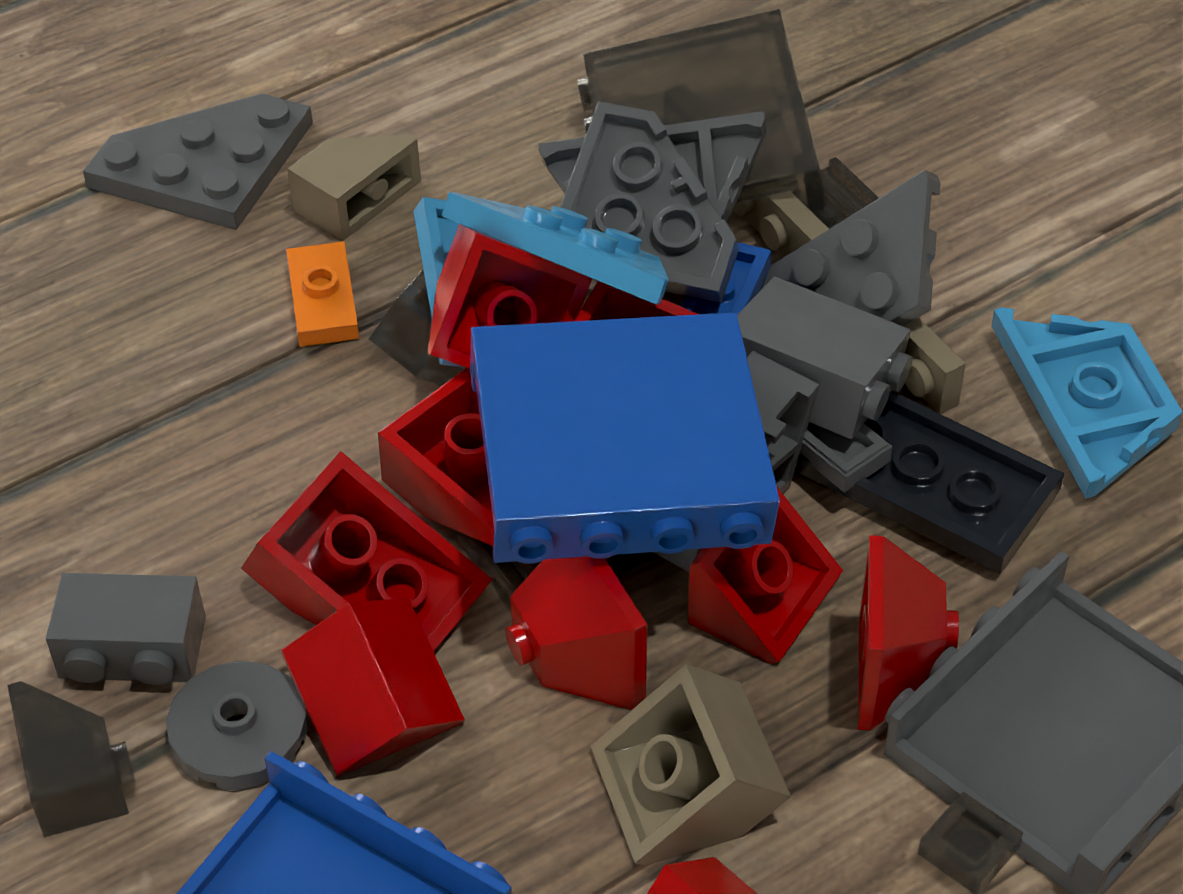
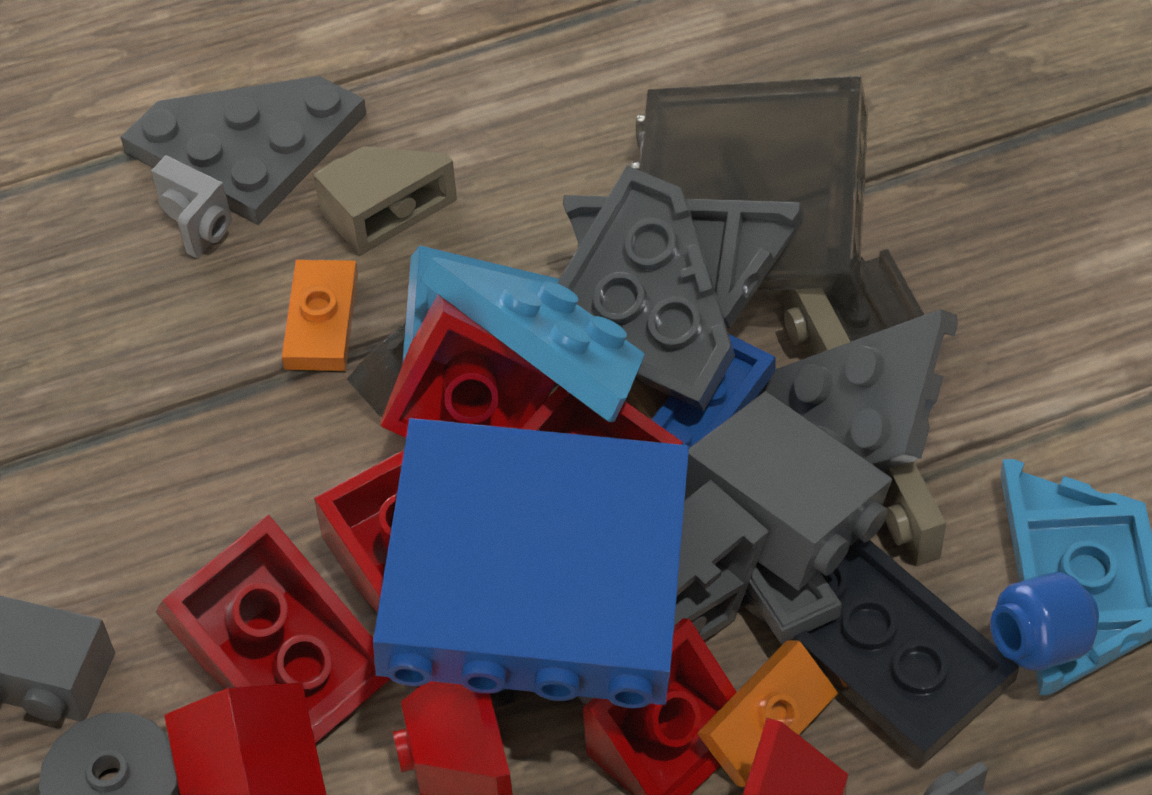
camera: 15 degrees right, 5 degrees up
(173, 212) = (194, 202): none -> light grey bracket
(837, 561) = (784, 689): none -> orange plate
(1081, 425) = (1045, 621): none -> blue head

